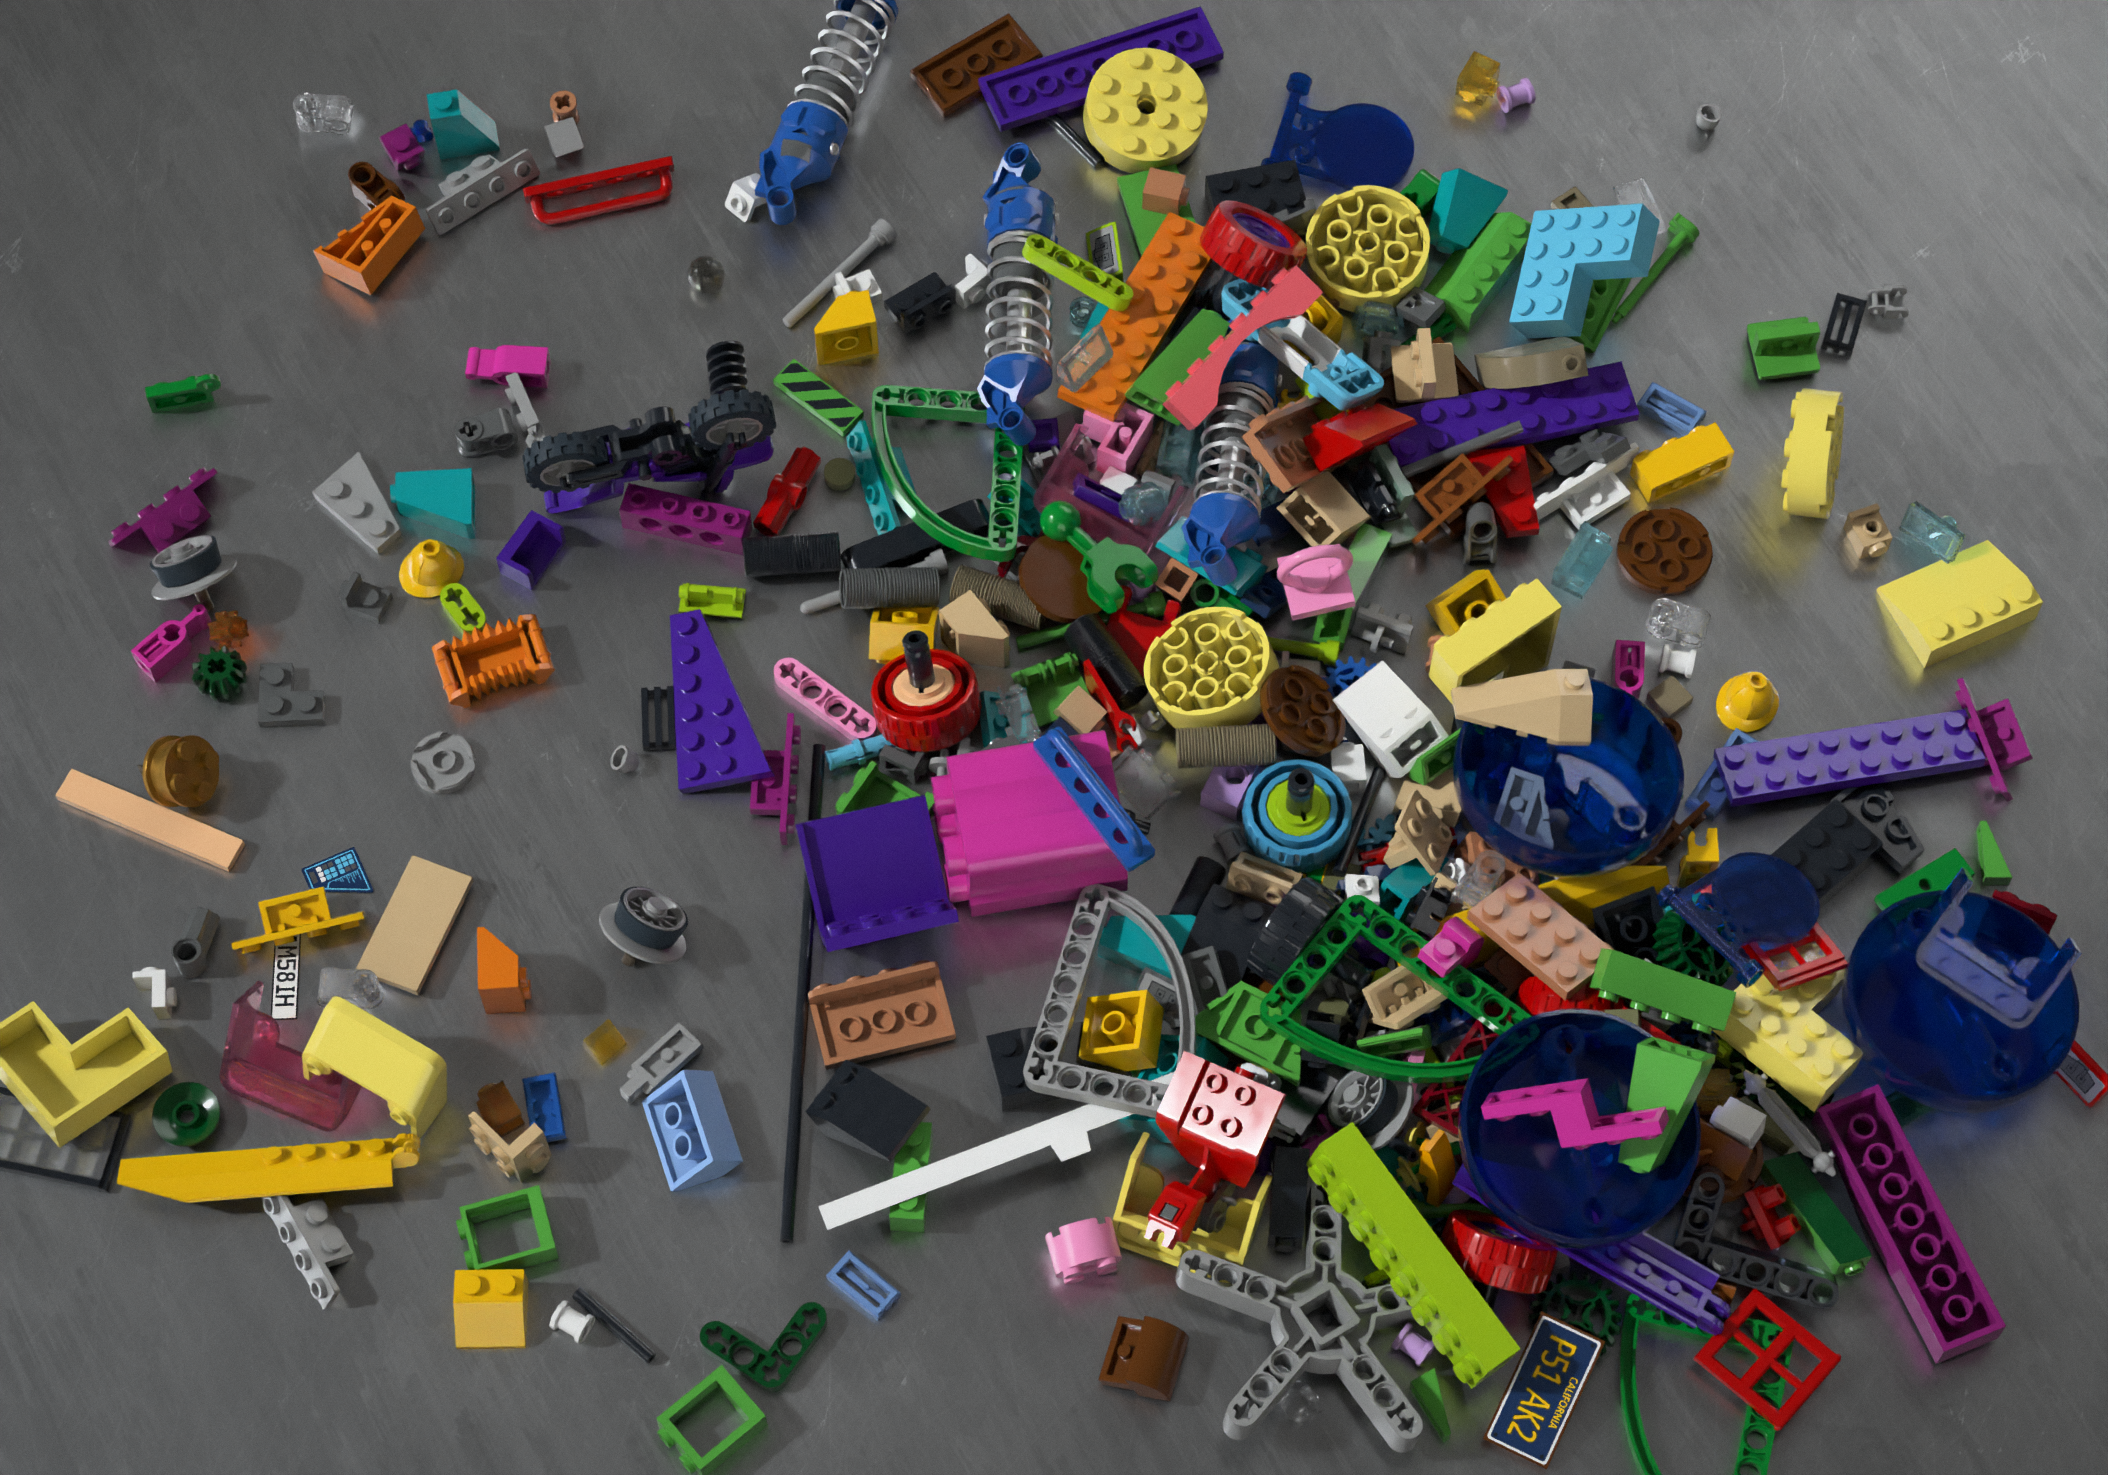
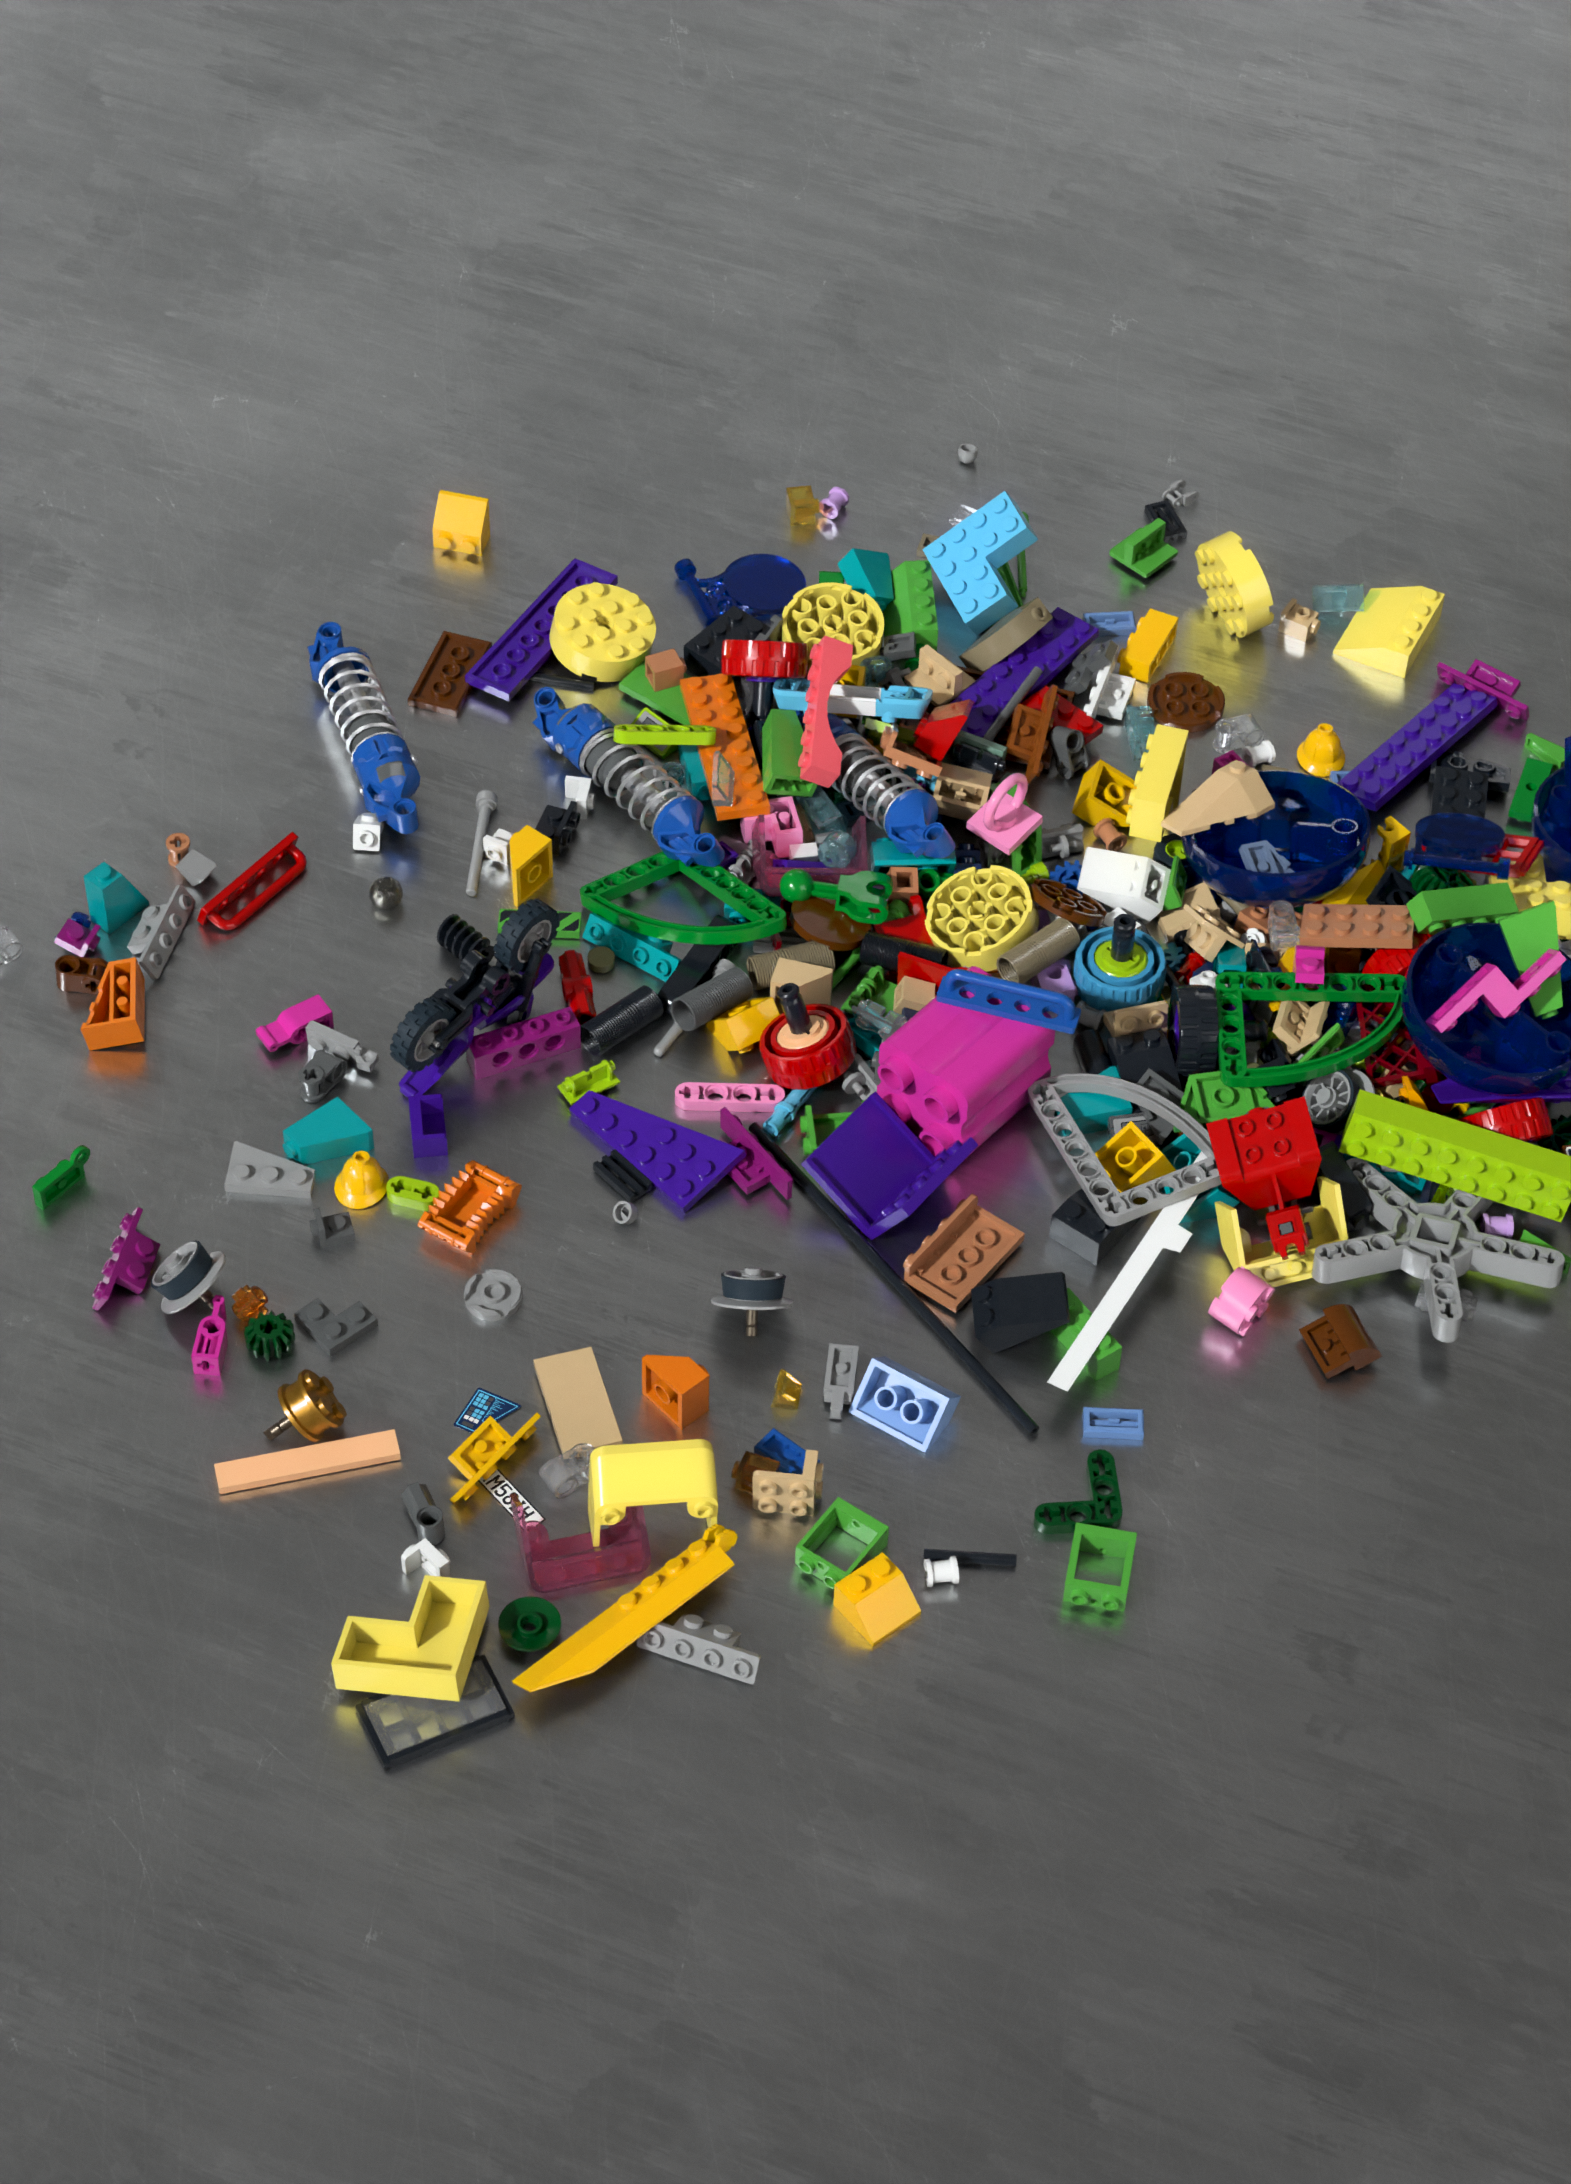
camera: 40 degrees left, 15 degrees down
(903, 764) = (825, 1099): dark grey bracket -> none

